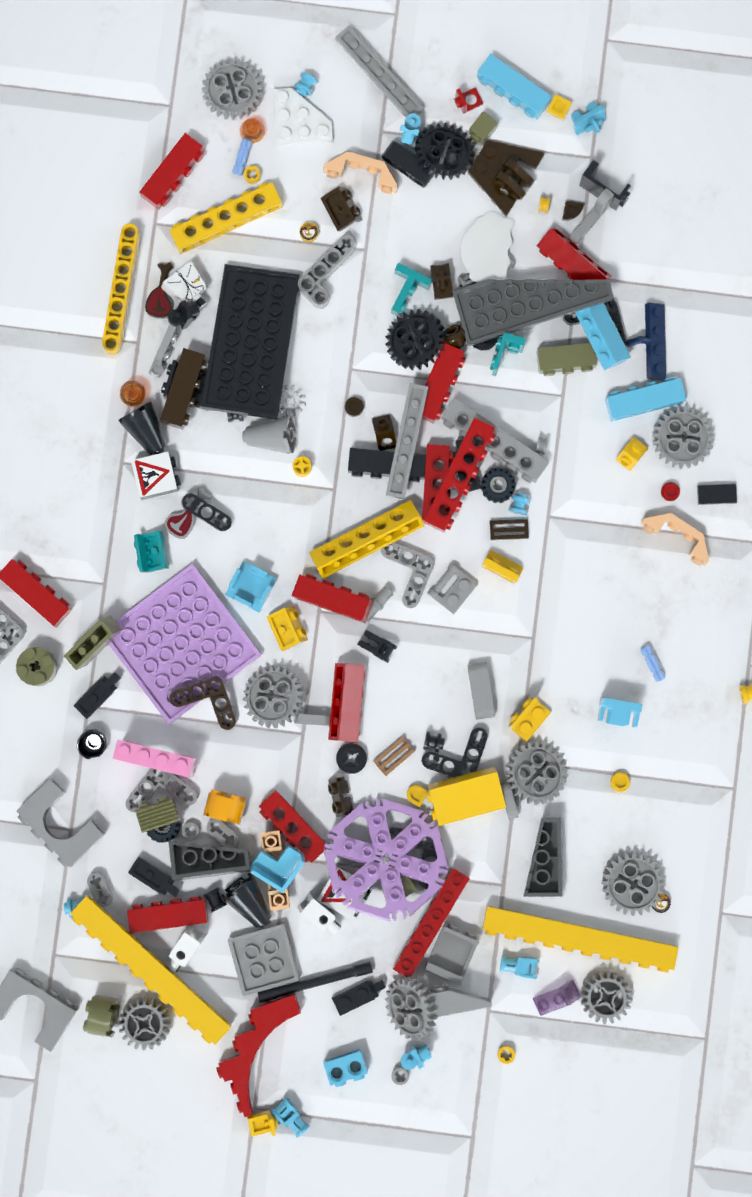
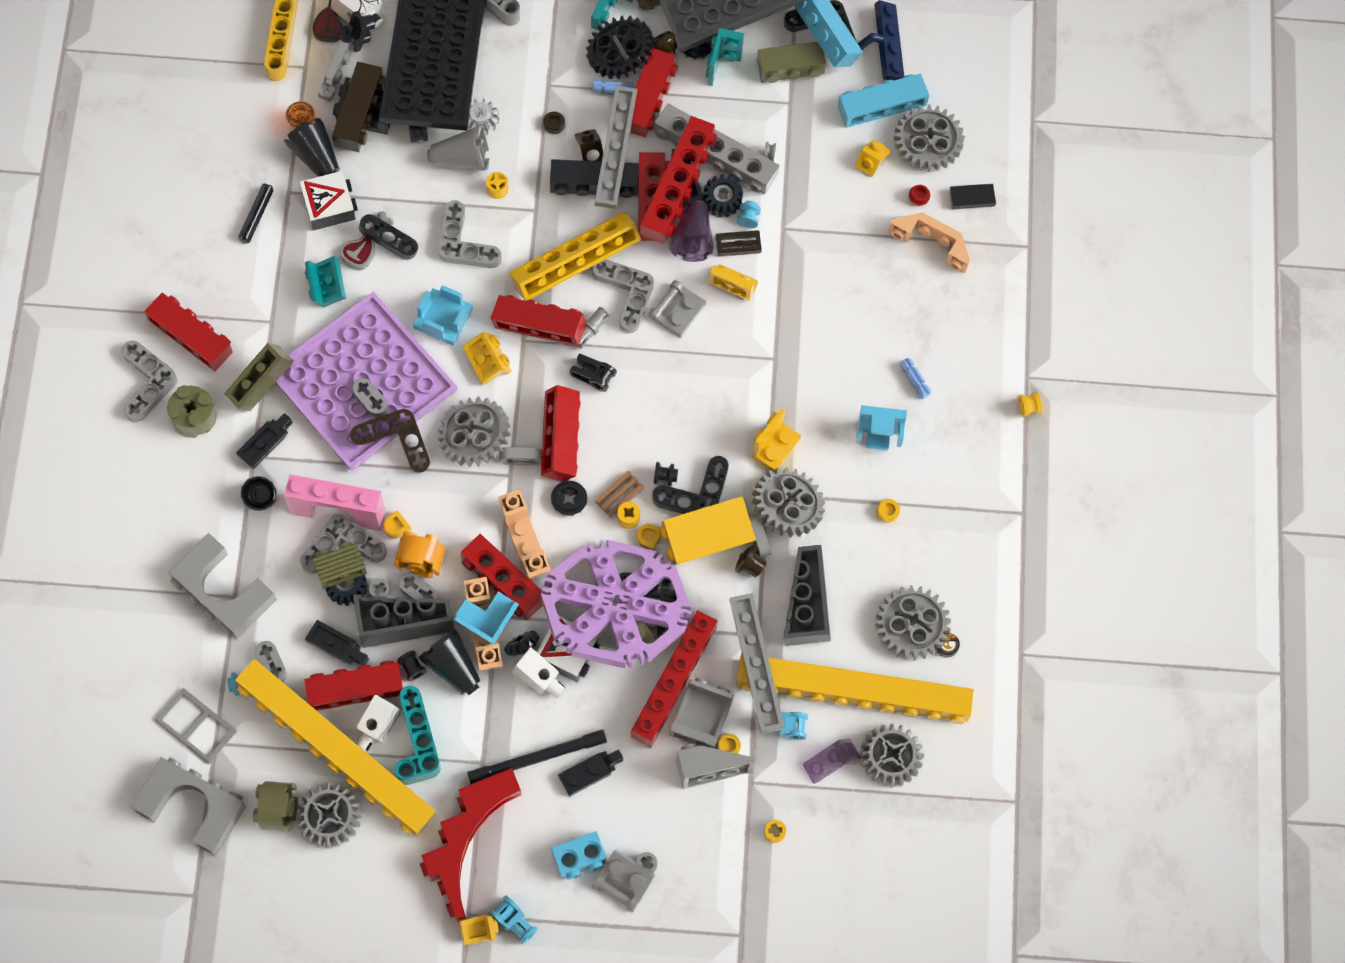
camera: 10 degrees left, 15 degrees down
(29, 950) = (184, 739): none -> light grey window
(93, 483) = (255, 213): none -> black axle
(190, 660) = (374, 395): none -> light grey beam
(205, 774) = (395, 525): none -> yellow tile
(216, 957) = (416, 733): none -> teal beam
(263, 517) = (455, 242): none -> light grey beam
(263, 959) = (472, 733): light grey plate -> none
(306, 887) = (521, 643): none -> black gear
(312, 793) = (523, 535): none -> light nougat slope
(340, 806) = (554, 532): dark brown hinge -> none
(384, 1085) = (628, 874): none -> light grey plate
(400, 776) = (628, 520): none -> yellow wheel
(408, 375) = (609, 86): none -> light blue axle
(410, 995) = (658, 792): light grey gear -> none
(415, 1057) = (665, 834): medium azure hips -> none
(470, 520) = (693, 233): none -> clear purple cone
(472, 980) = (729, 743): none -> yellow tile
(481, 690) = (717, 415): light grey beam -> none
(499, 918) = (756, 663): none -> light grey plate
(500, 824) = (750, 562): none -> dark brown piece

